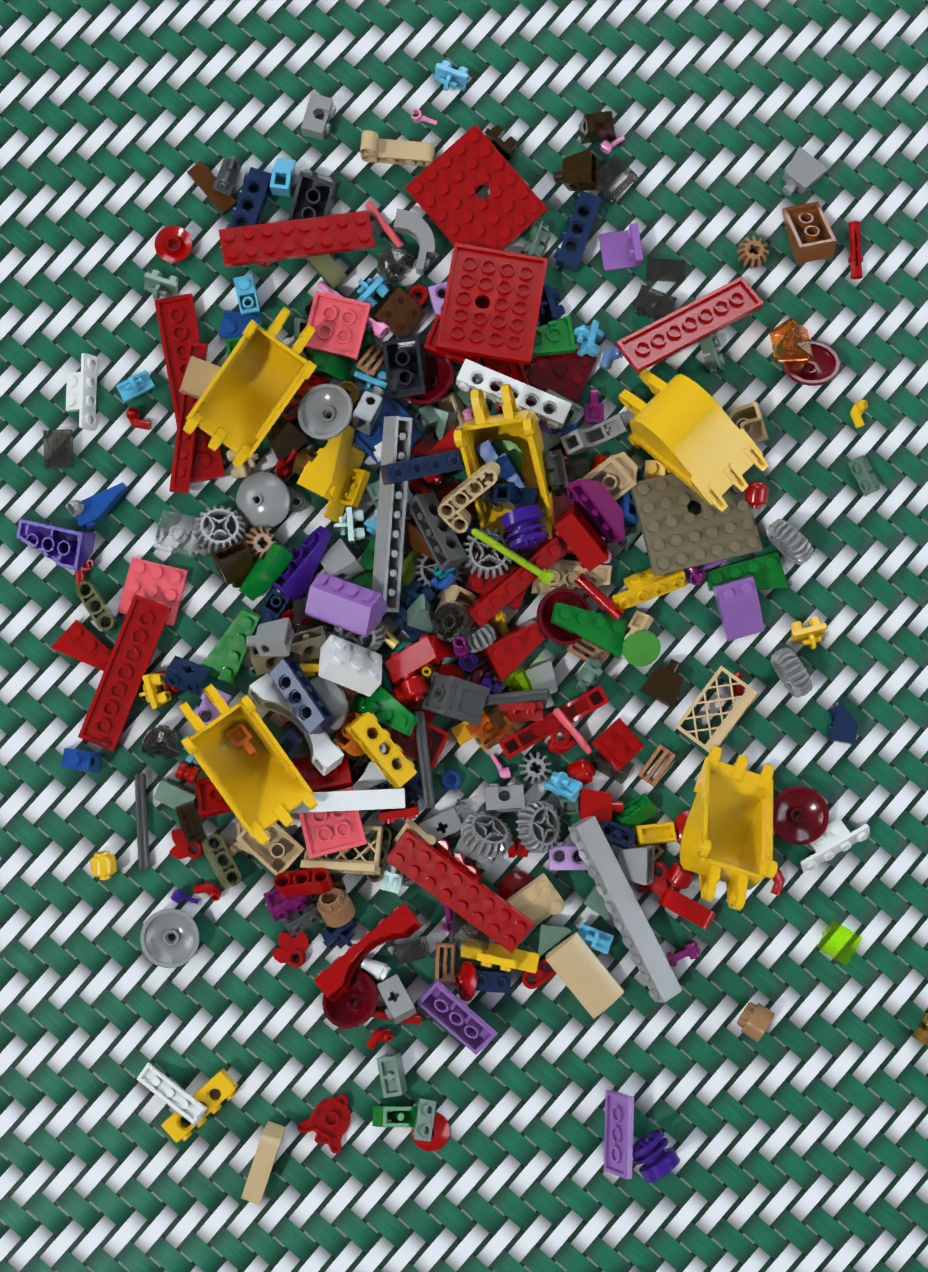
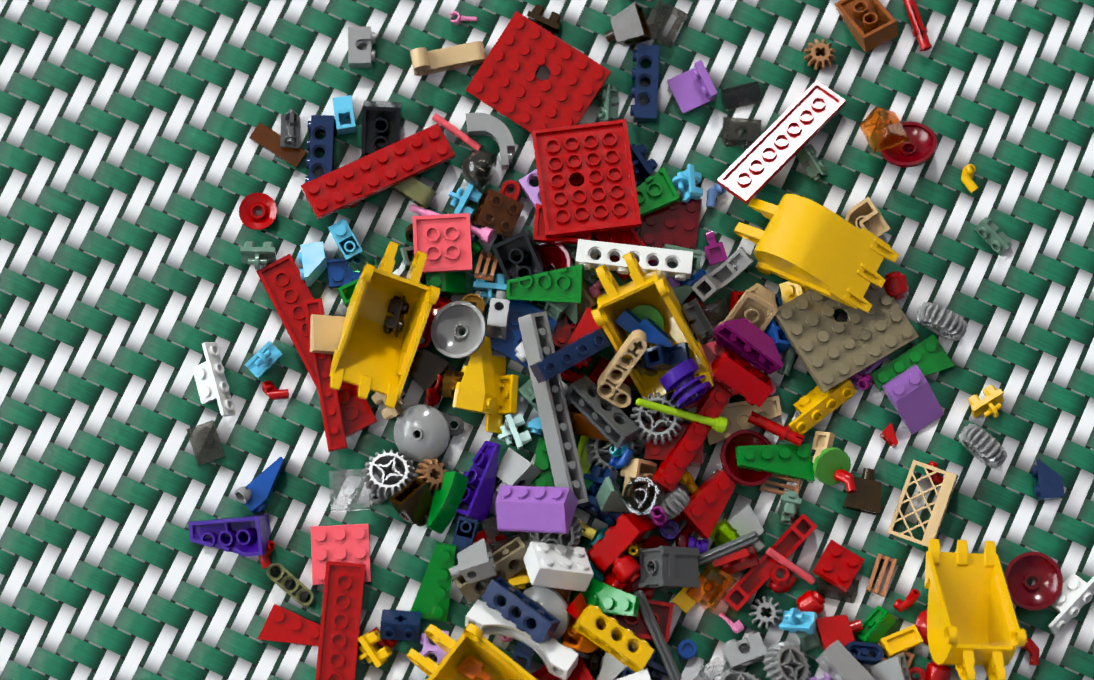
camera: 15 degrees left, 5 degrees down
(210, 307) = (313, 260): none -> slope
(246, 318) = (357, 267): none -> clear green plate
(268, 388) = (398, 308): none -> dark brown hinge
(357, 708) = (577, 606): none -> red slope
(427, 396) = (553, 286): none -> green wing
(651, 663) = (847, 478): none -> red arm
(674, 798) = (908, 602): none -> red arm
(705, 636) = (889, 436): none -> red slope

